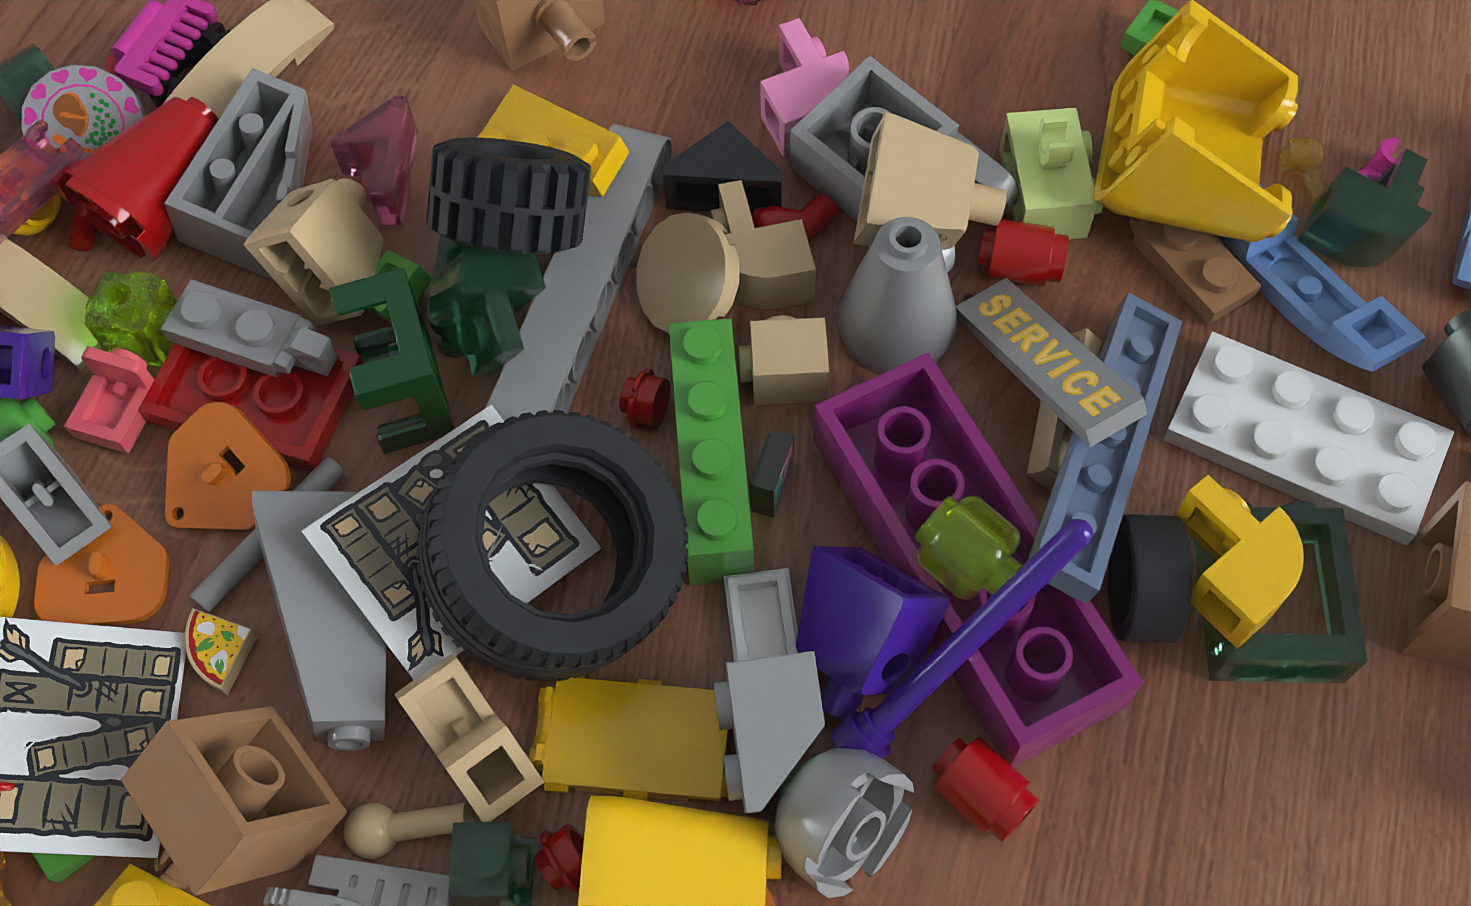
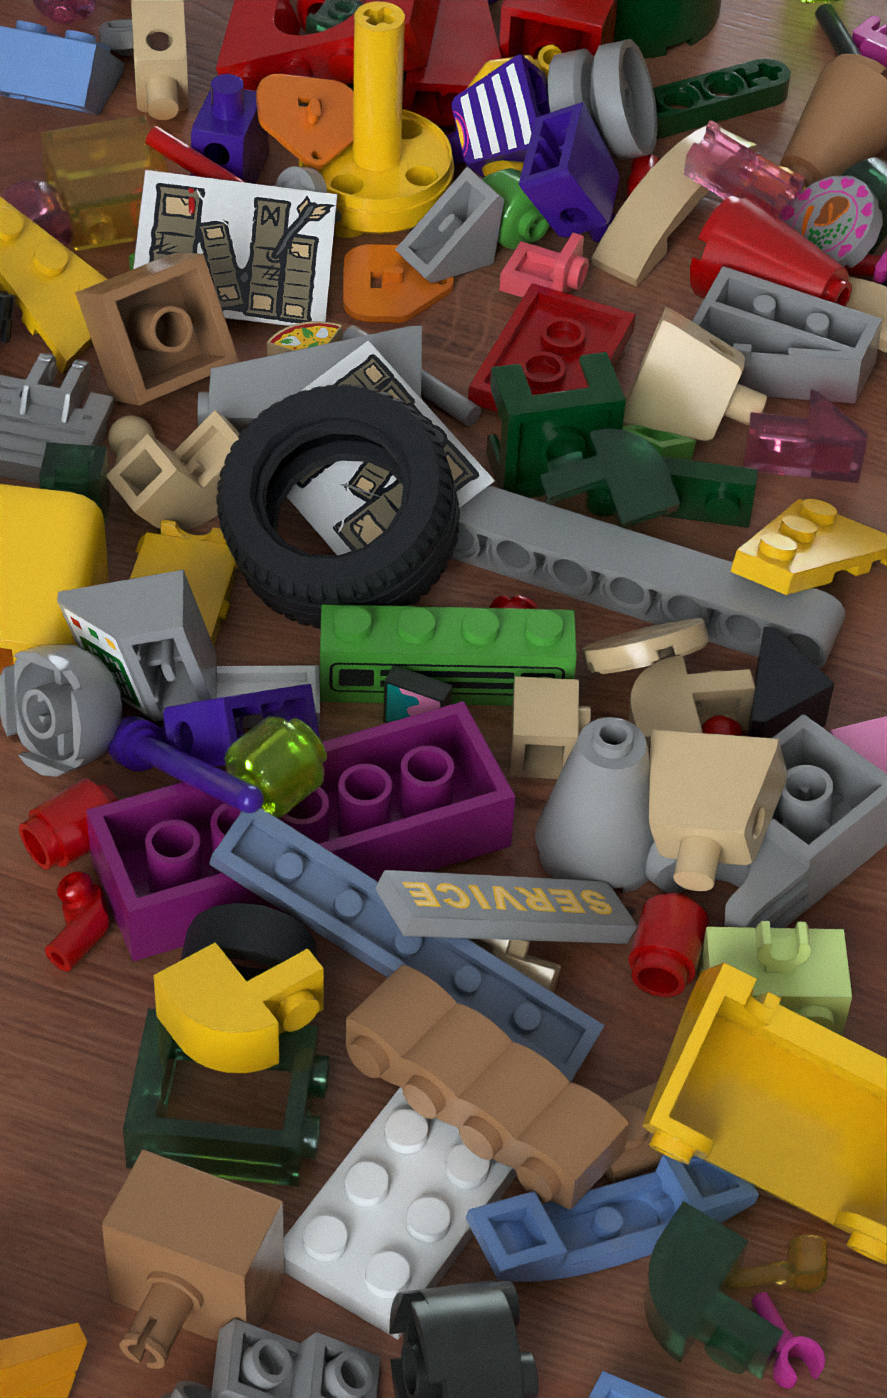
camera: 90 degrees right, 15 degrees down
(130, 314) = (630, 268): clear neon green brick -> none
(206, 482) = (469, 337): orange piece -> none
(247, 332) = (608, 325): light grey hinge -> none
(507, 195) = (702, 469): black tyre -> none
(1091, 759) = (84, 917): none -> red arm
(1240, 366) = (493, 1090): none -> medium nougat brick

